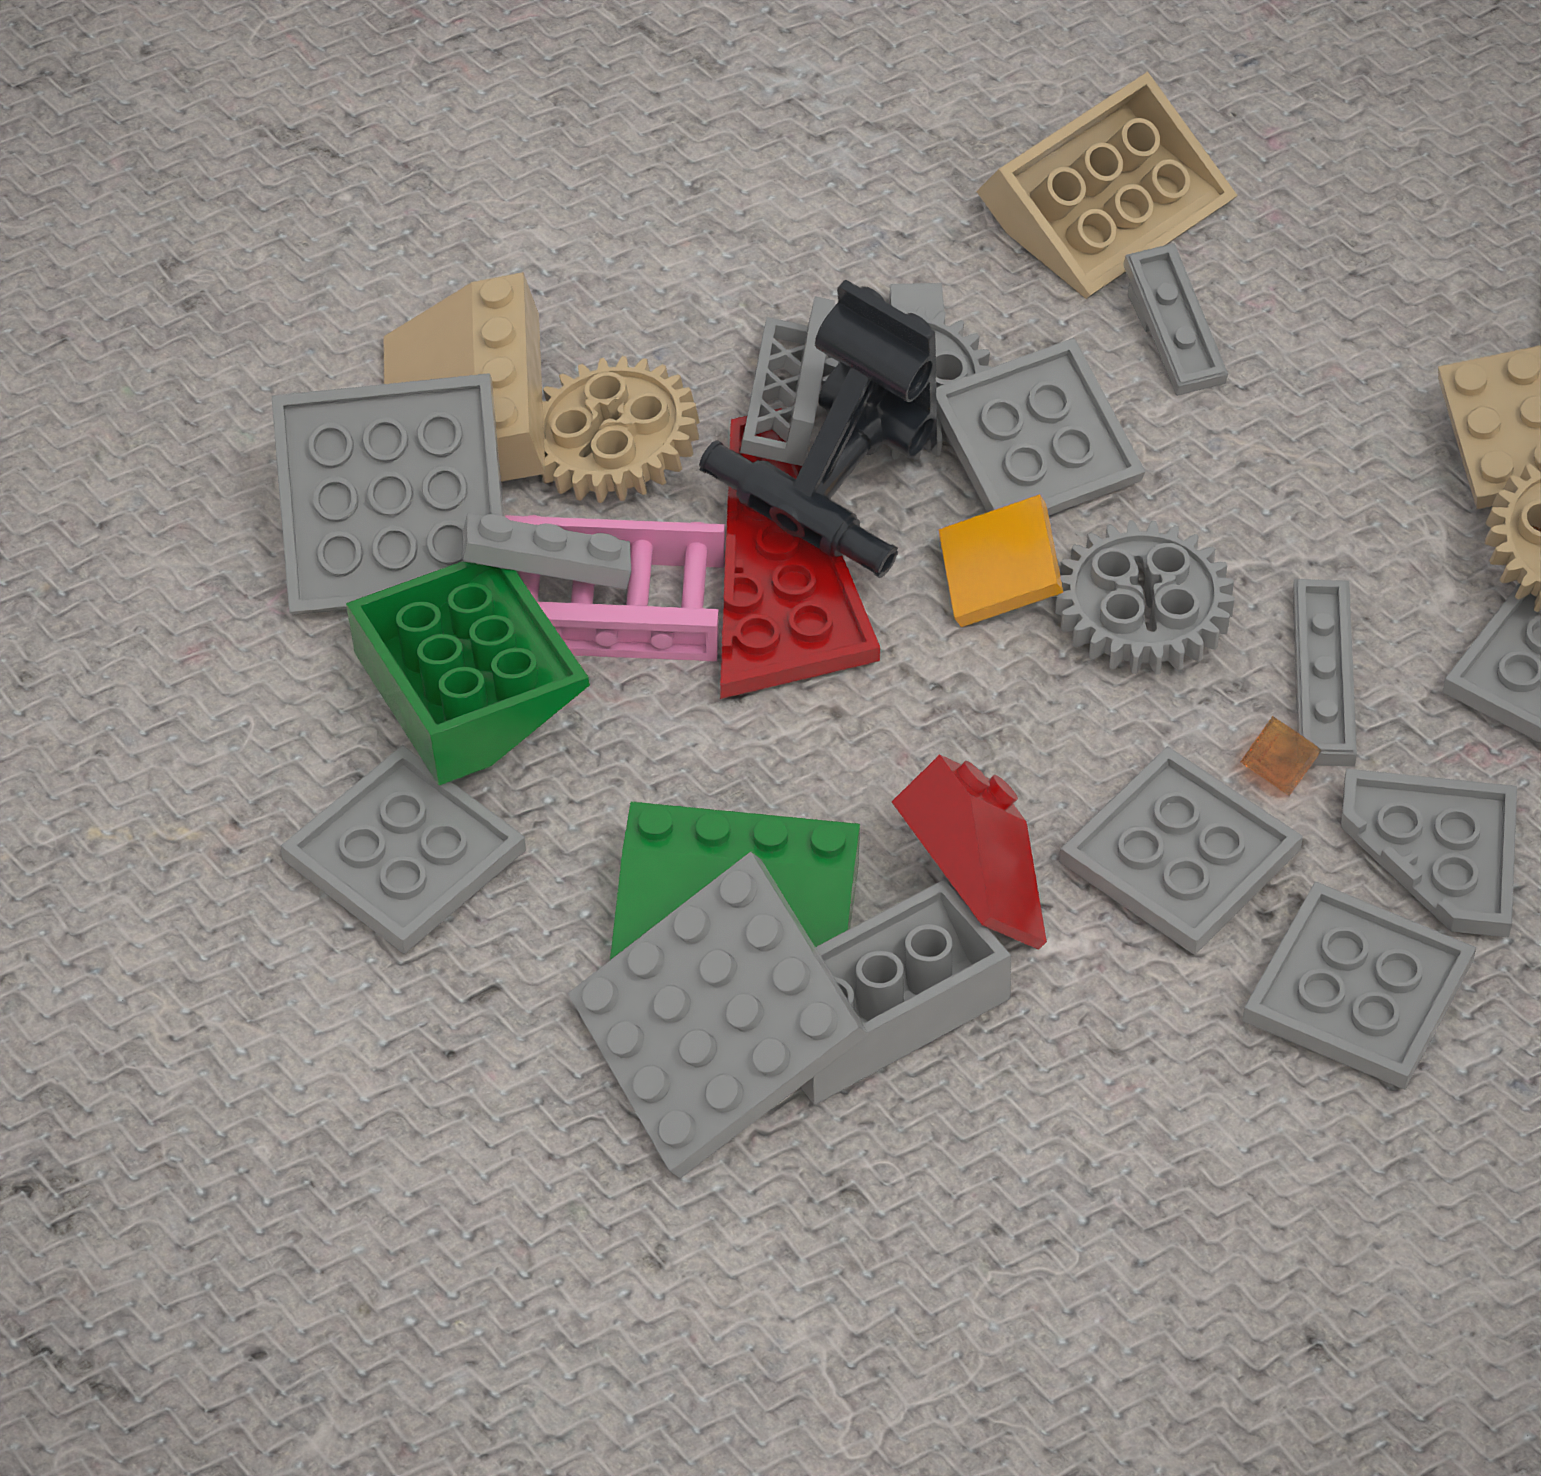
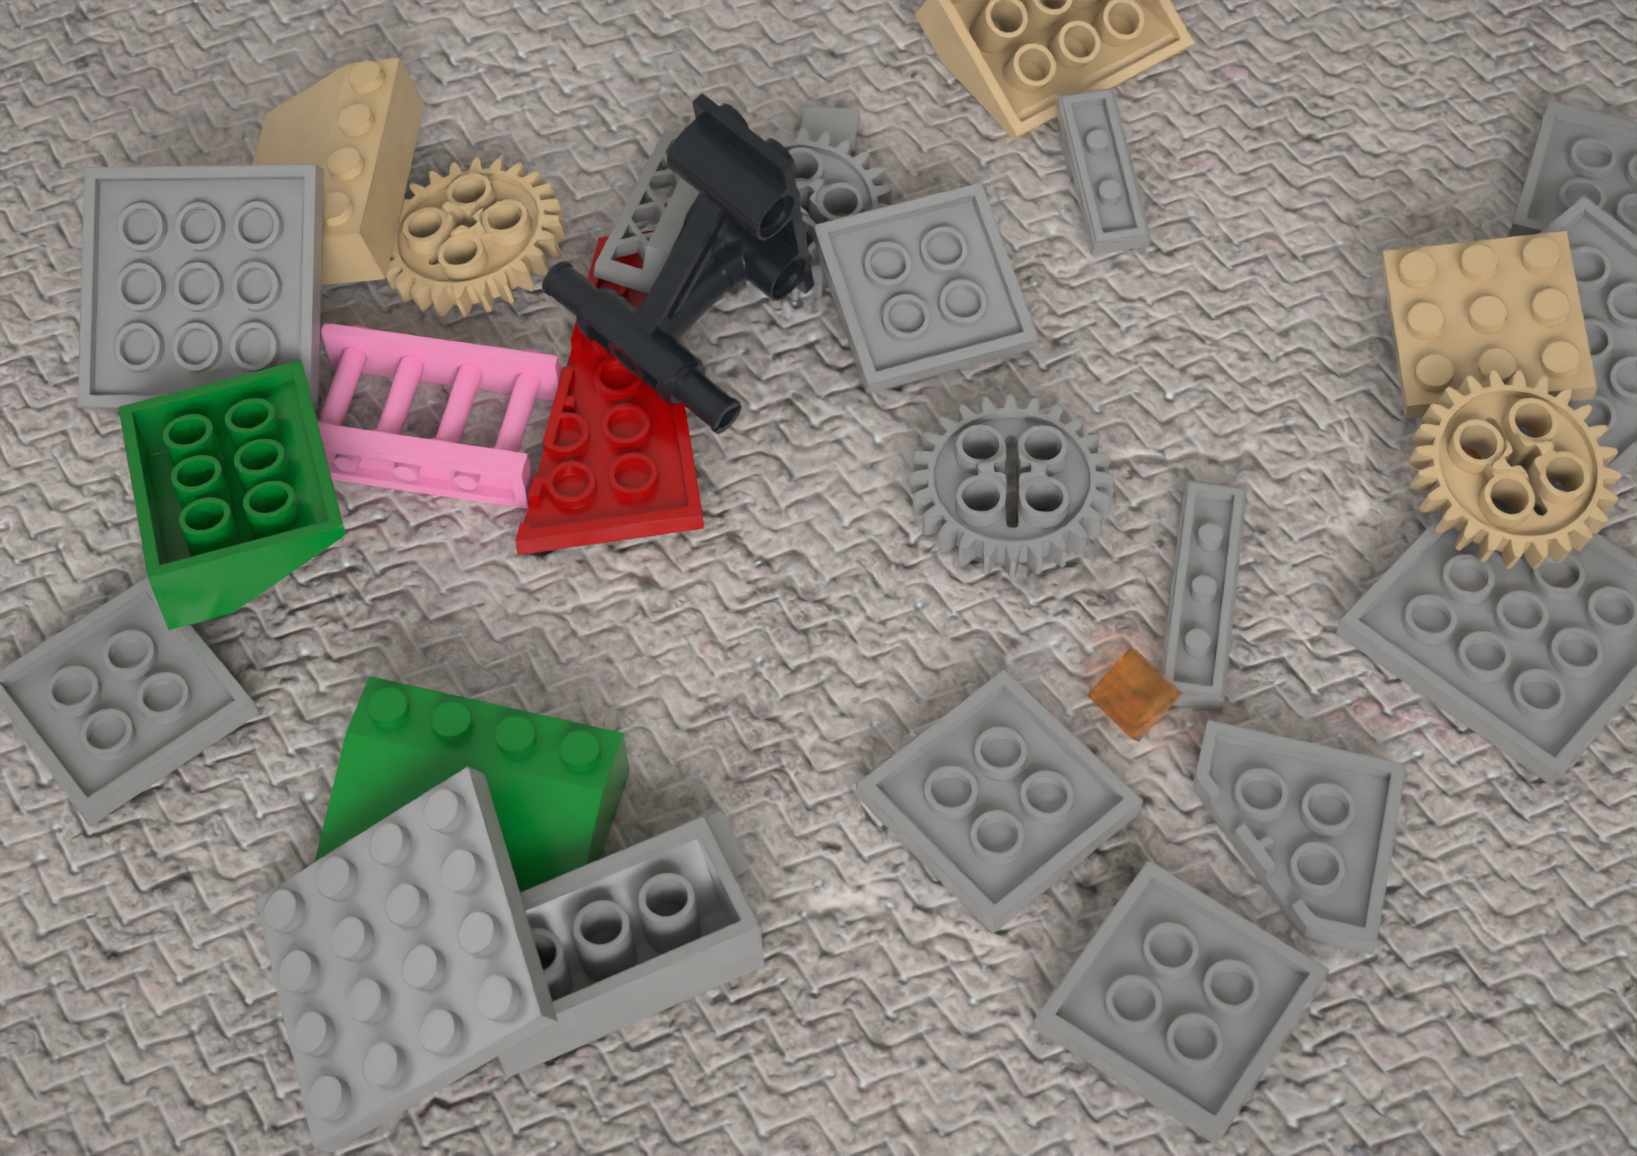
camera: 10 degrees right, 5 degrees up
(546, 550) = (349, 368): light grey plate -> none
(978, 844) = (754, 779): red slope -> none
(1000, 561) = (857, 427): light orange tile -> none

